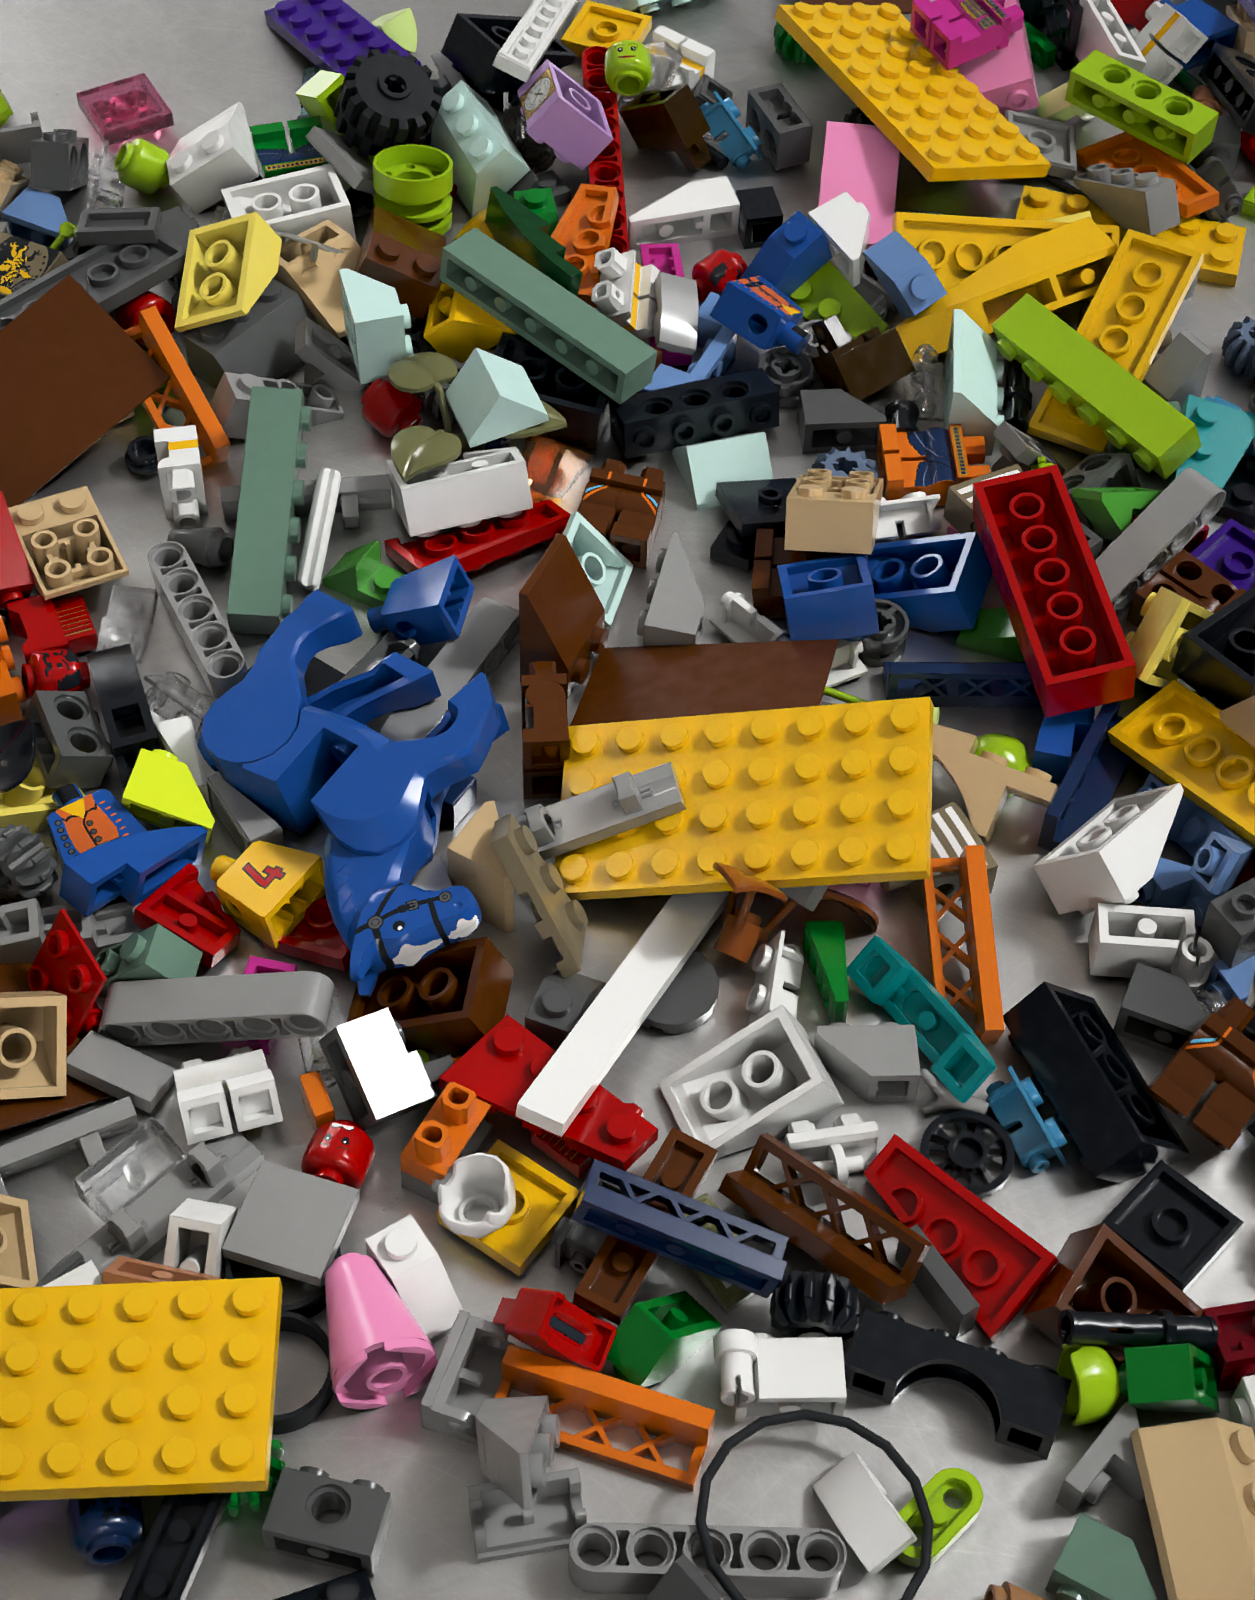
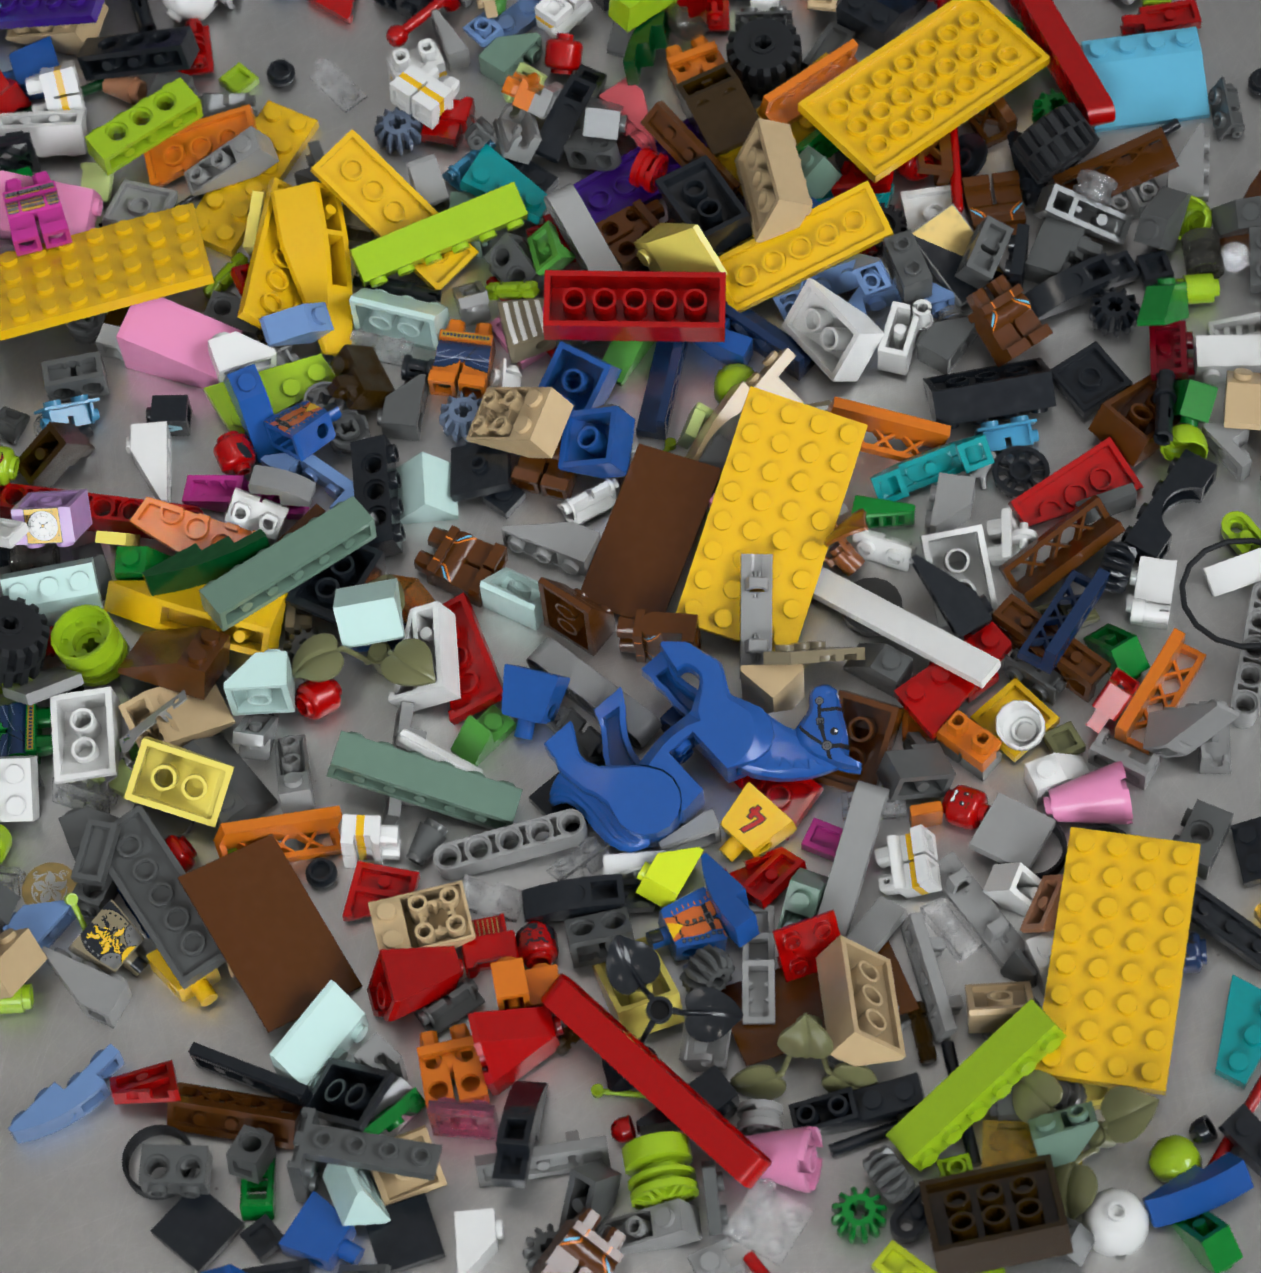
camera: 70 degrees left, 10 degrees up
(128, 510) = (374, 883): none -> red wing
(482, 1283) = (1064, 740): none -> olive plate
(557, 179) = (117, 538): none -> light yellow tile
(685, 1054) = (956, 601): none -> black slope

